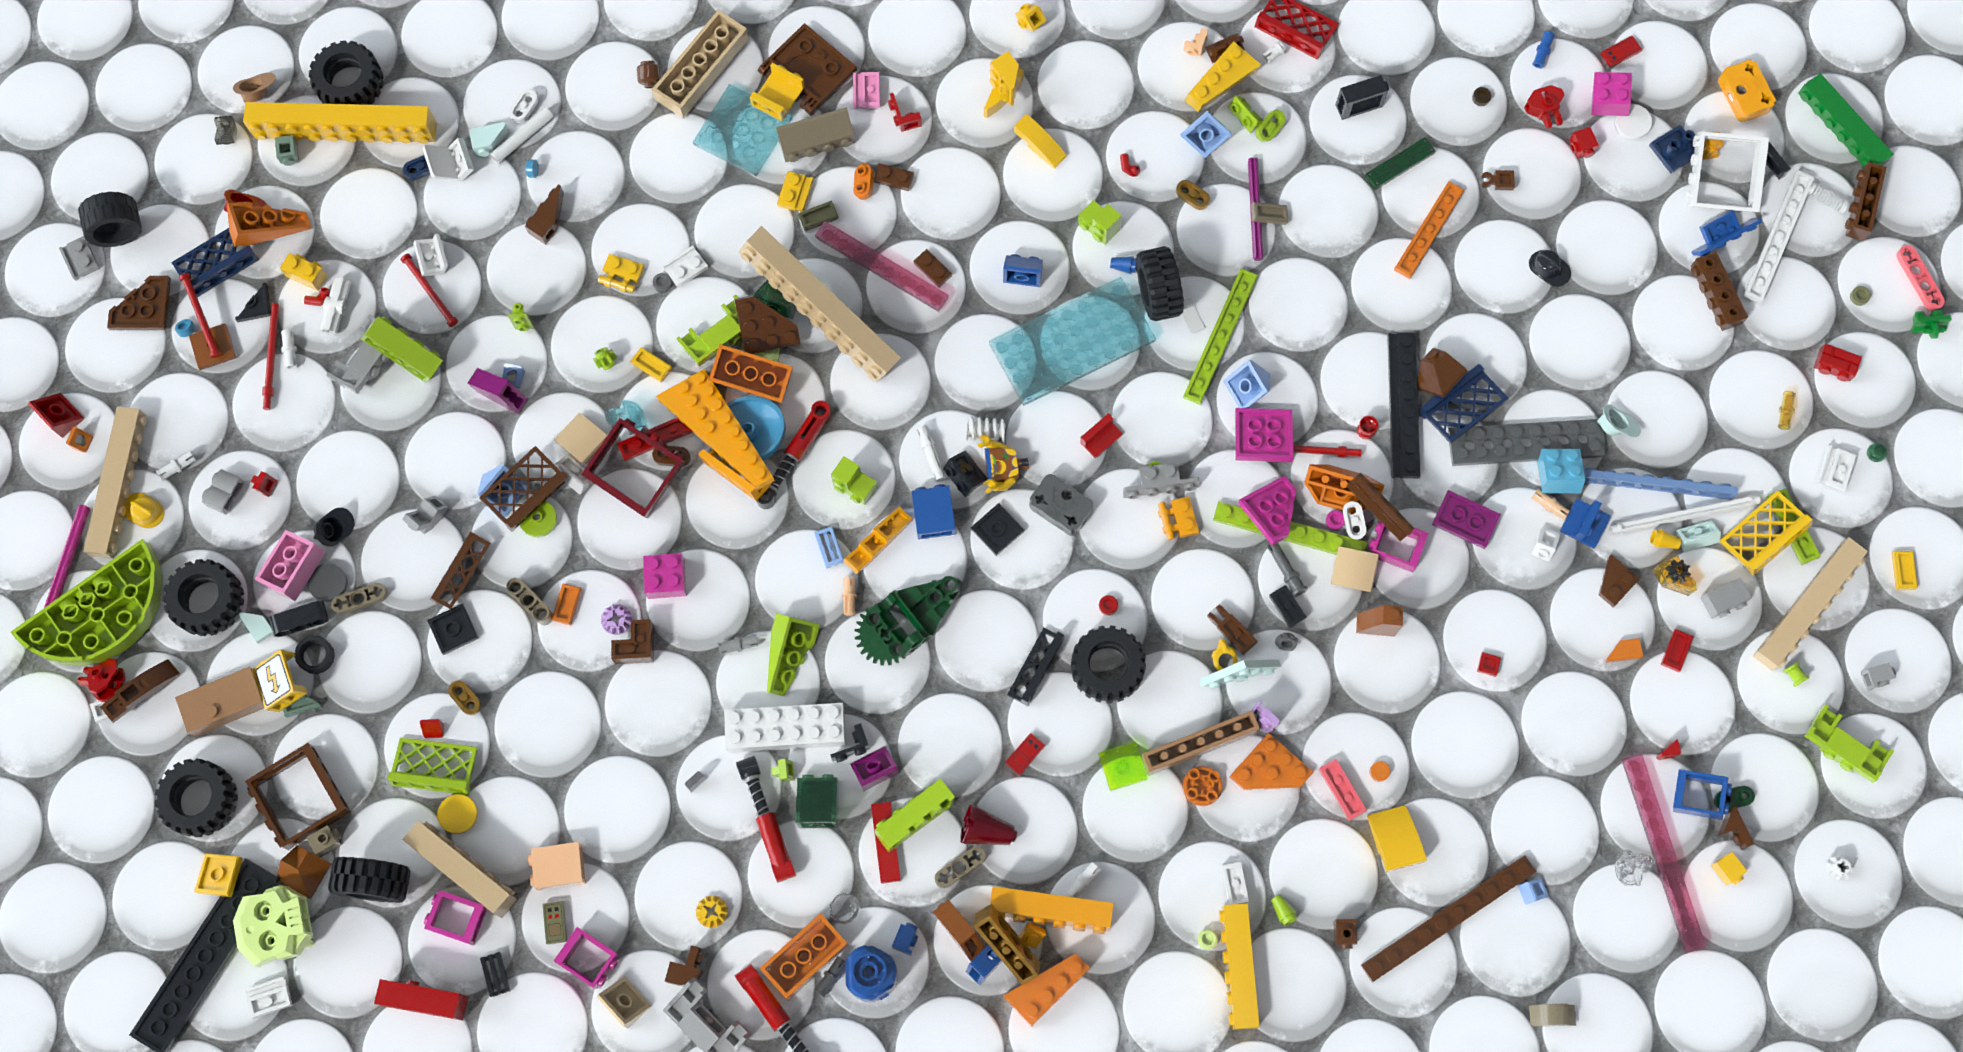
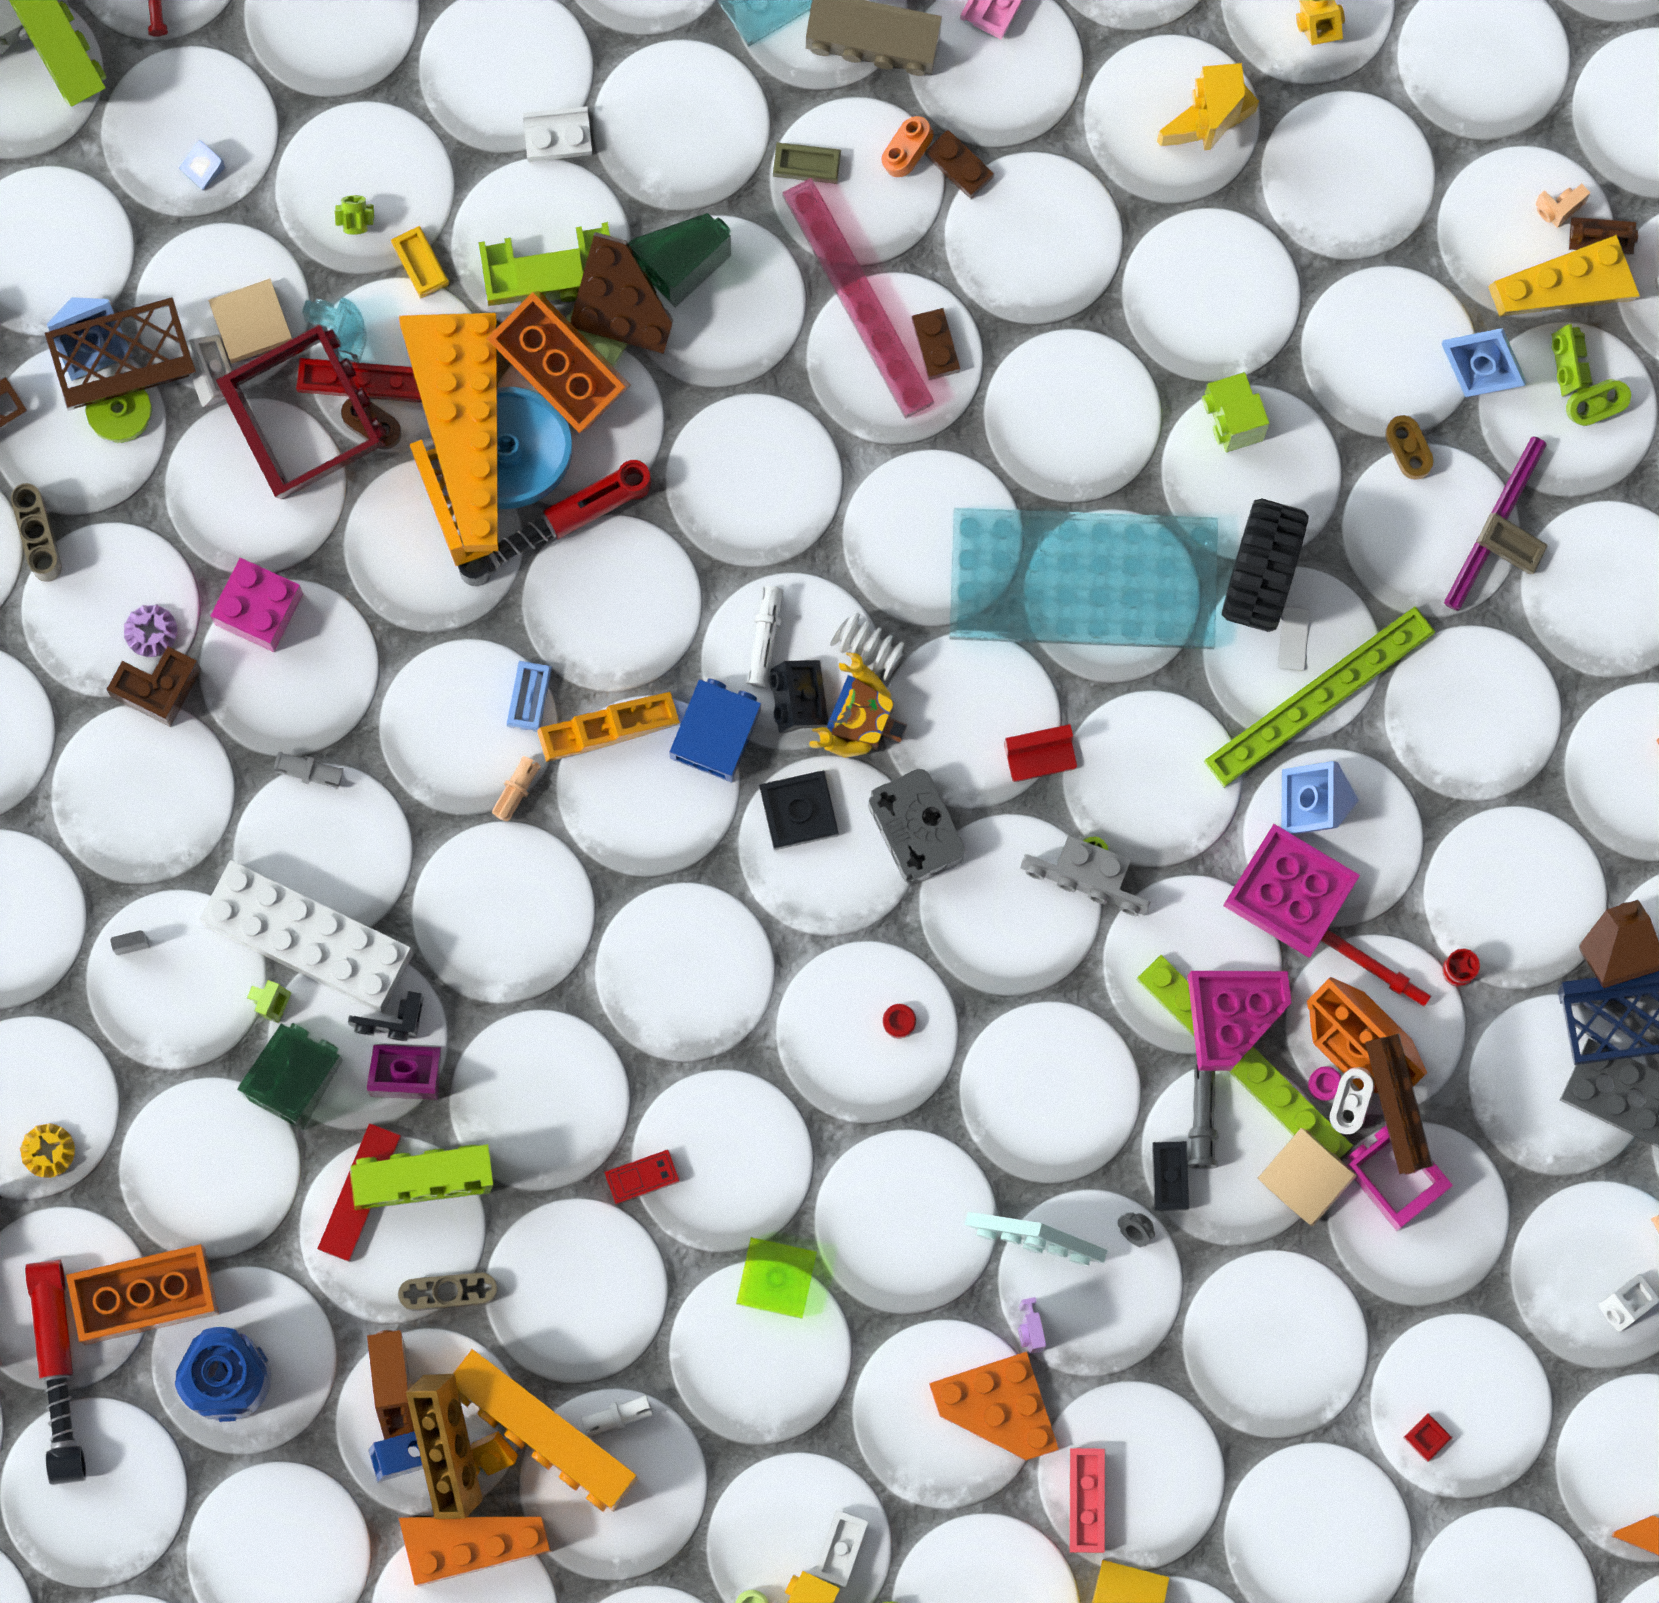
camera: 25 degrees right, 5 degrees up
(498, 390) = (166, 177): magenta slope -> none
(519, 318) = (260, 82): lime hinge -> none
(566, 604) = (89, 566): orange tile -> none
(622, 268) = (461, 85): yellow plate -> none
(662, 282) = (508, 140): flat silver tile -> none
(766, 821) = (187, 1137): piece -> none
(788, 647) = (383, 814): lime wedge -> none
(795, 191) = (793, 105): yellow plate -> none
(818, 304) = (717, 312): tan brick -> none
(830, 976) = (165, 1345): dark grey pin -> none
(844, 908) = (242, 1257): clear hair -> none
(850, 480) = (618, 611): lime brick -> none
(905, 938) = (306, 1352): blue brick -> none
(907, 122) = (1032, 87): red bracket -> none
(920, 609) = (608, 866): dark green connector -> none
(986, 829) = (517, 1257): dark red cone -> none
(1022, 270) = (1071, 424): blue slope -> none
(1039, 141) = (1218, 230): yellow slope -> none
(1041, 670) = (740, 1063): black fence -> none
(1114, 639) = (851, 1066): black tyre -> none
(1124, 264) = (1234, 499): blue cone -> none
(1131, 170) = (1333, 347): red arm -> none
(1184, 518) = (1094, 951): light orange plate -> none
(1200, 743) = (912, 1309): medium nougat brick -> none
(1202, 786) = (879, 1375): orange tile -> none
(1223, 648) = (1032, 1185): yellow piece -> none
(1233, 631) = (1065, 1167): reddish brown hinge -> none
(1379, 771) = (1160, 1505): orange tile -> none
(1382, 621) = (1295, 1278): slope -> none
(1403, 405) = (1540, 964): black plate -> none
(1466, 519) = (1528, 1196): magenta plate -> none

